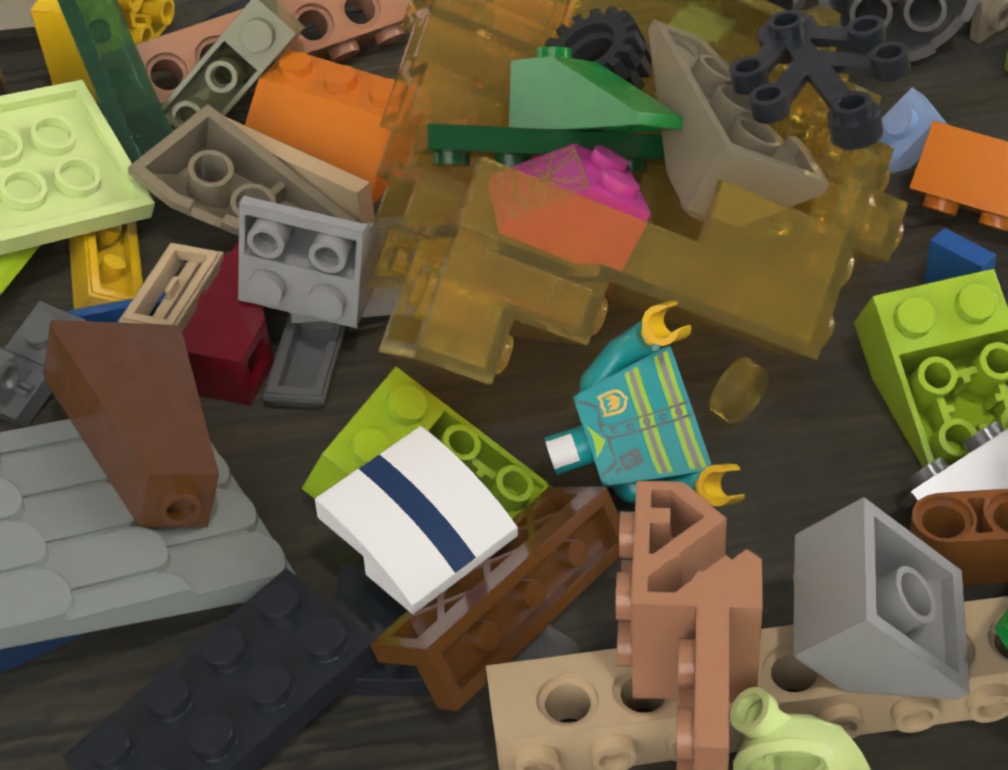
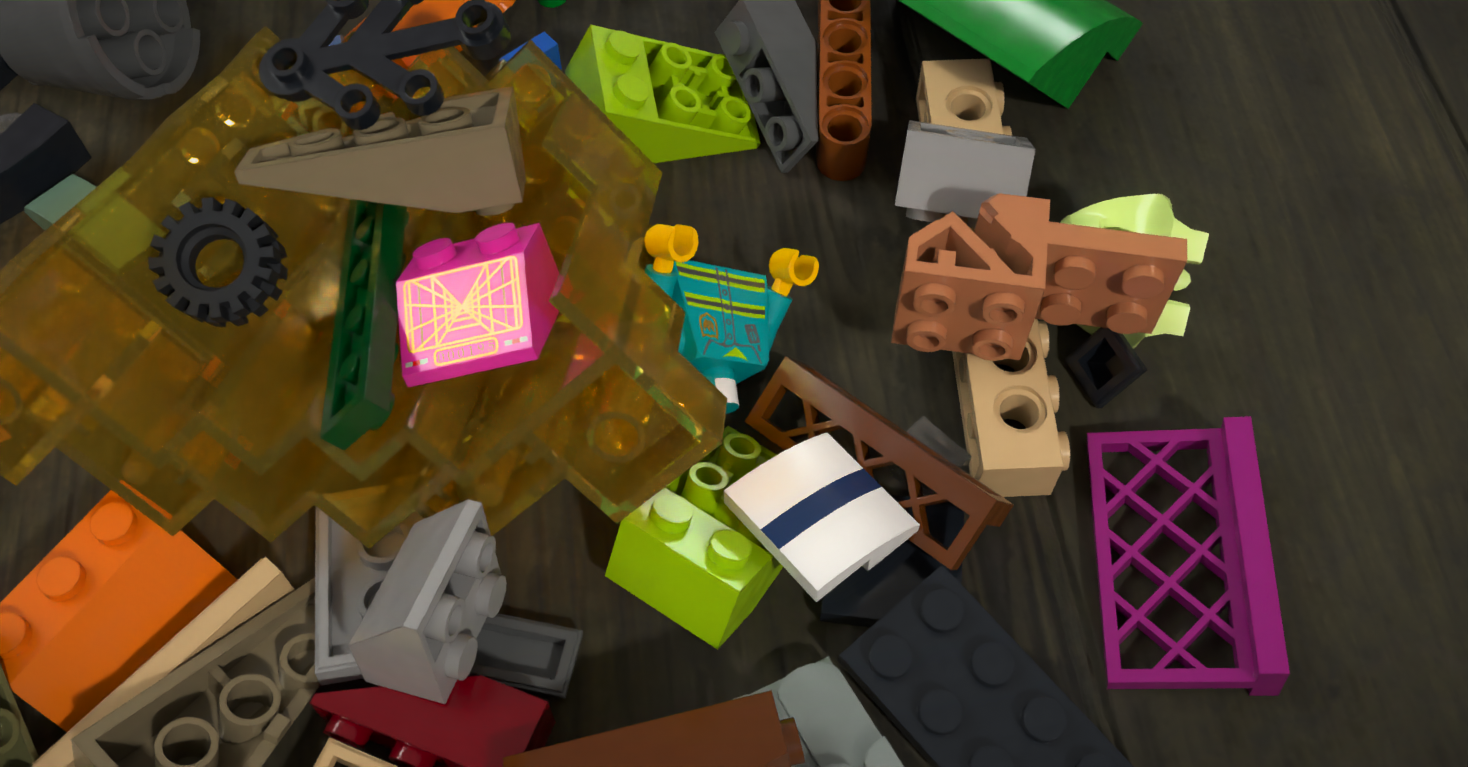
camera: 90 degrees left, 15 degrees up
(580, 96) = (327, 267): green slope -> none

